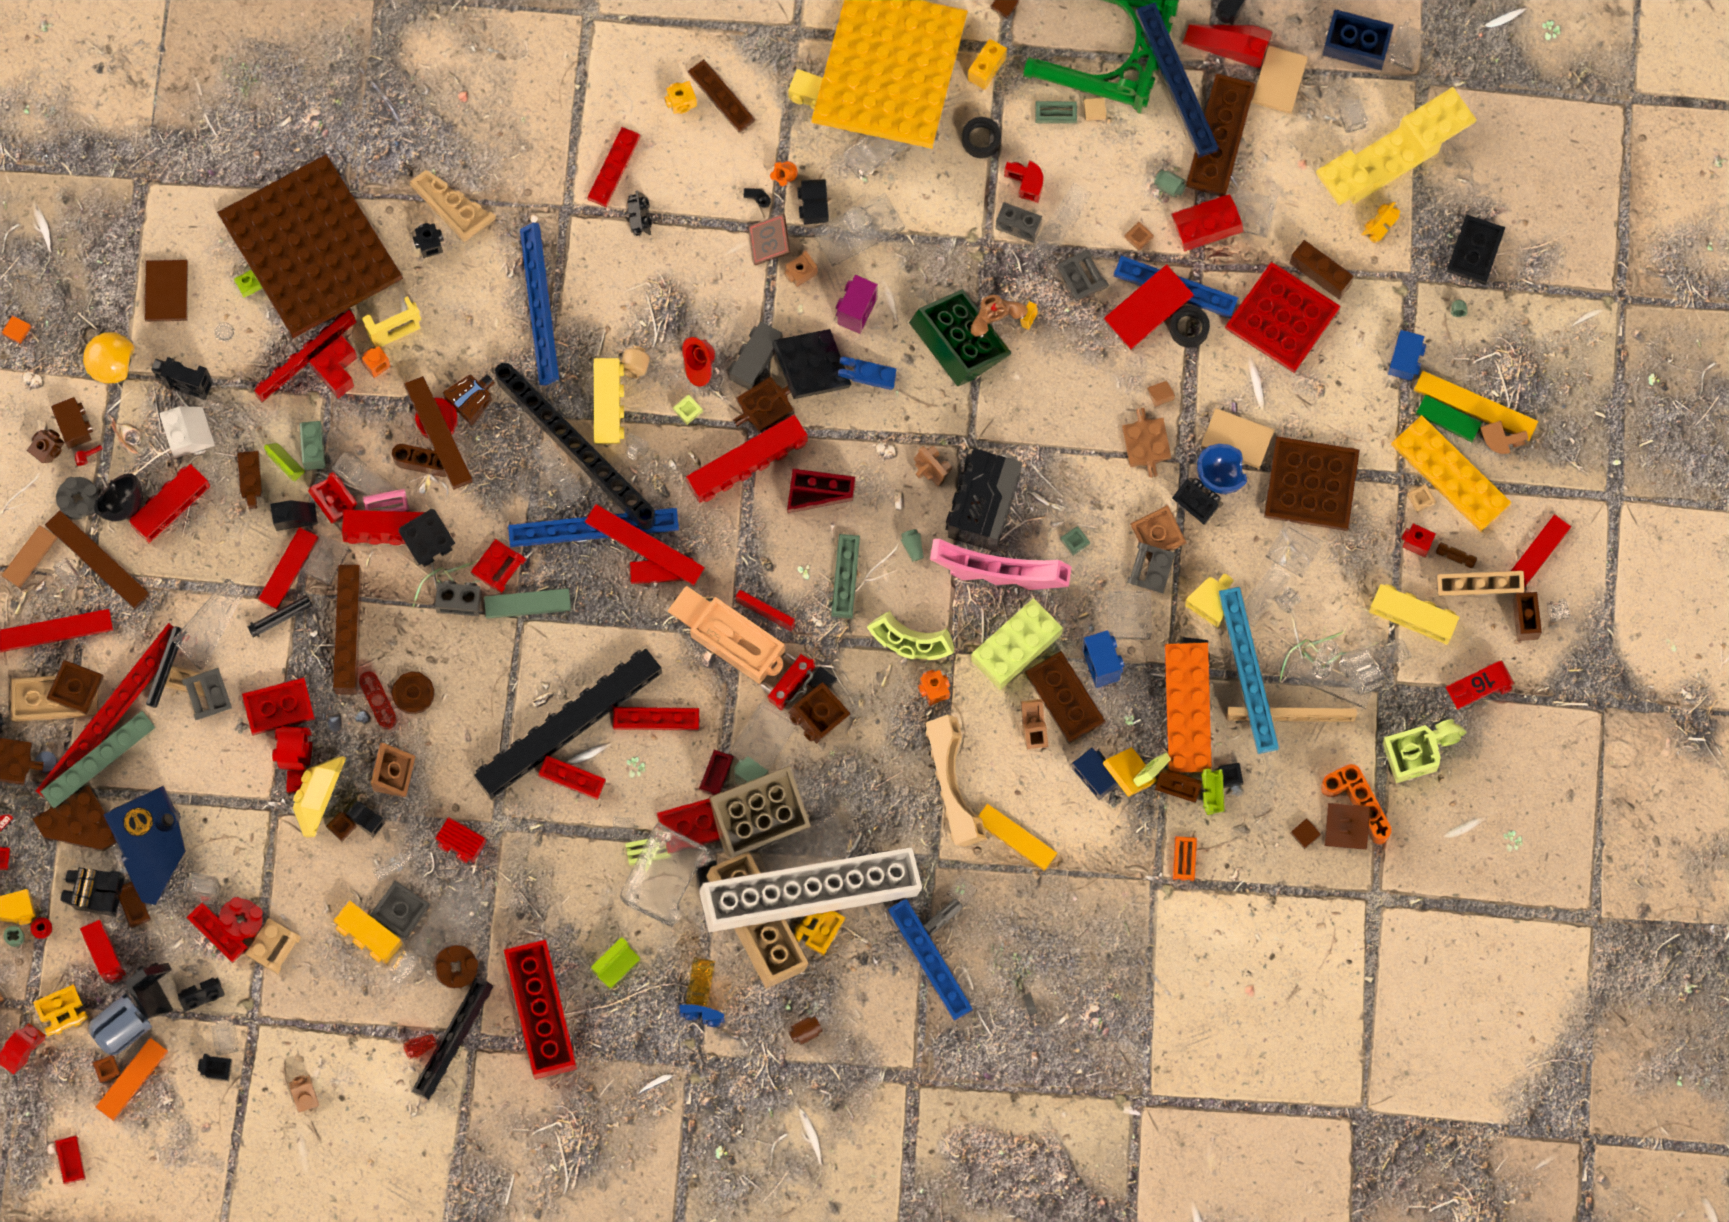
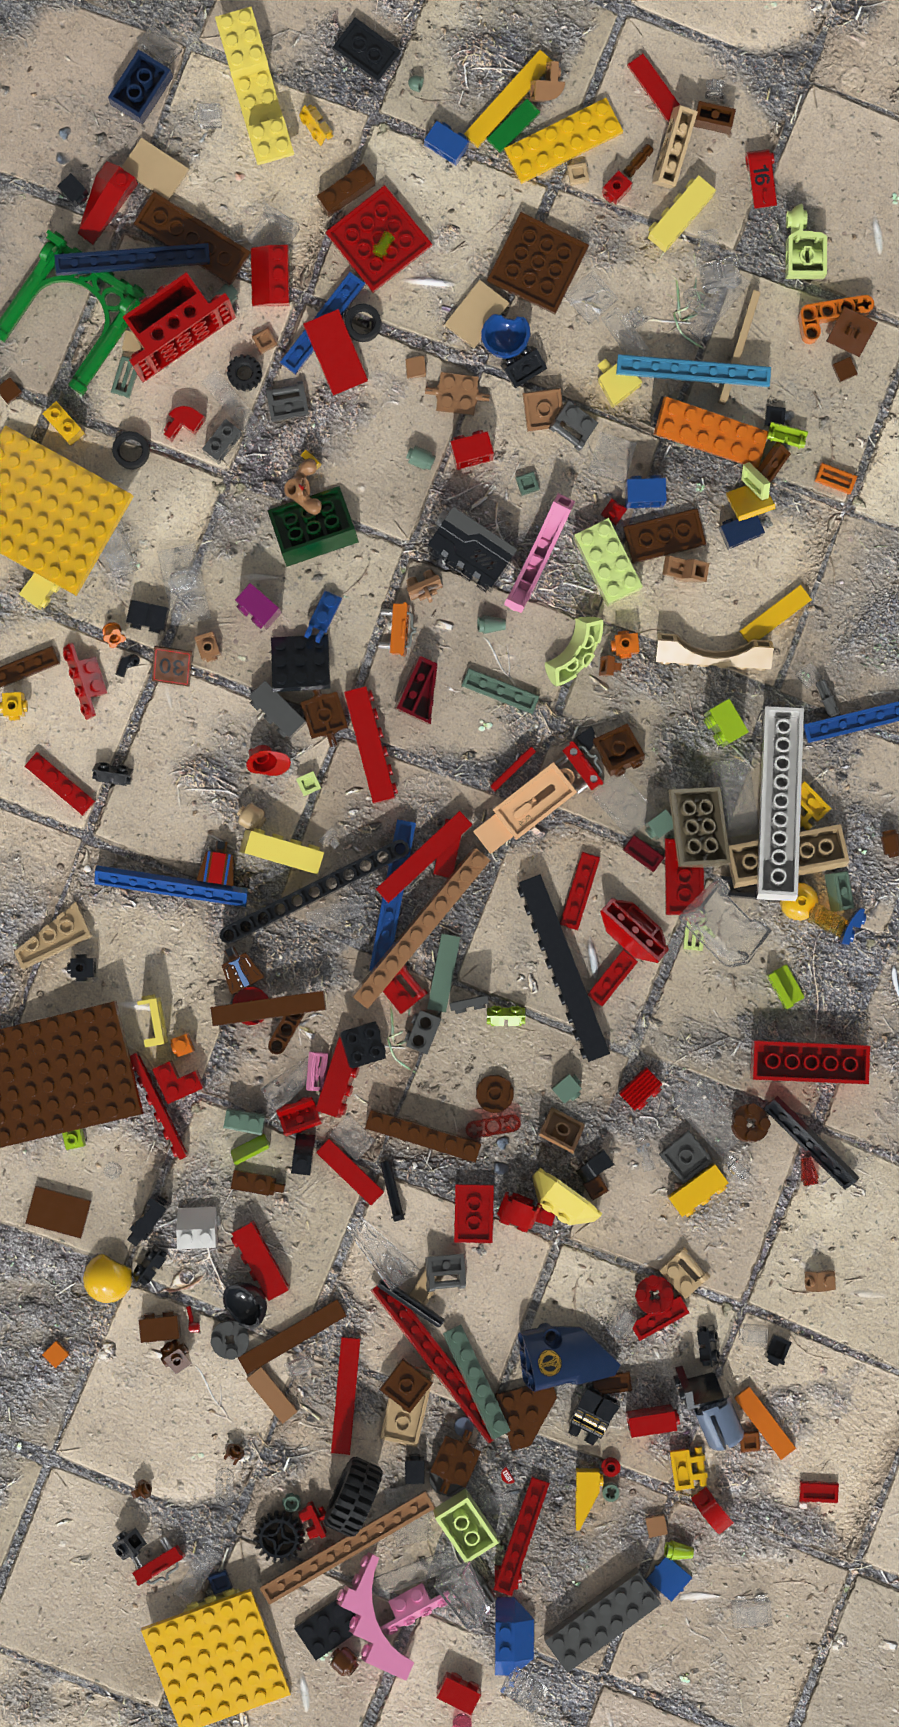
camera: 70 degrees left, 15 degrees up
(142, 396) = (143, 1271): none -> black hinge
(439, 764) = (567, 1088): none -> sand green brick
(497, 670) = (514, 1015): none -> lime hinge
(498, 629) = (476, 1002): none -> dark grey plate
(567, 561) = (420, 928): none -> medium nougat brick
(573, 344) = (218, 866): none -> torso
(631, 782) = (634, 930): none -> red wedge
(714, 947) = (801, 907): none -> yellow cylinder
(730, 162) = (86, 678): none -> red bracket
(737, 992) = (839, 891): none -> sand green slope
(879, 809) = (725, 723): none -> lime brick
(883, 453) = (399, 629): none -> orange piece
(906, 677) = (608, 666): none -> dark orange tile
(1066, 424) = (420, 458): none -> sand green brick
(1073, 637) = (613, 511): none -> red tile
(1089, 469) = (472, 449): none -> red brick
(1104, 214) = (244, 361): none -> black tyre
(1117, 133) = (174, 324): none -> red wedge
(1276, 320) = (383, 244): none -> clear neon green pin

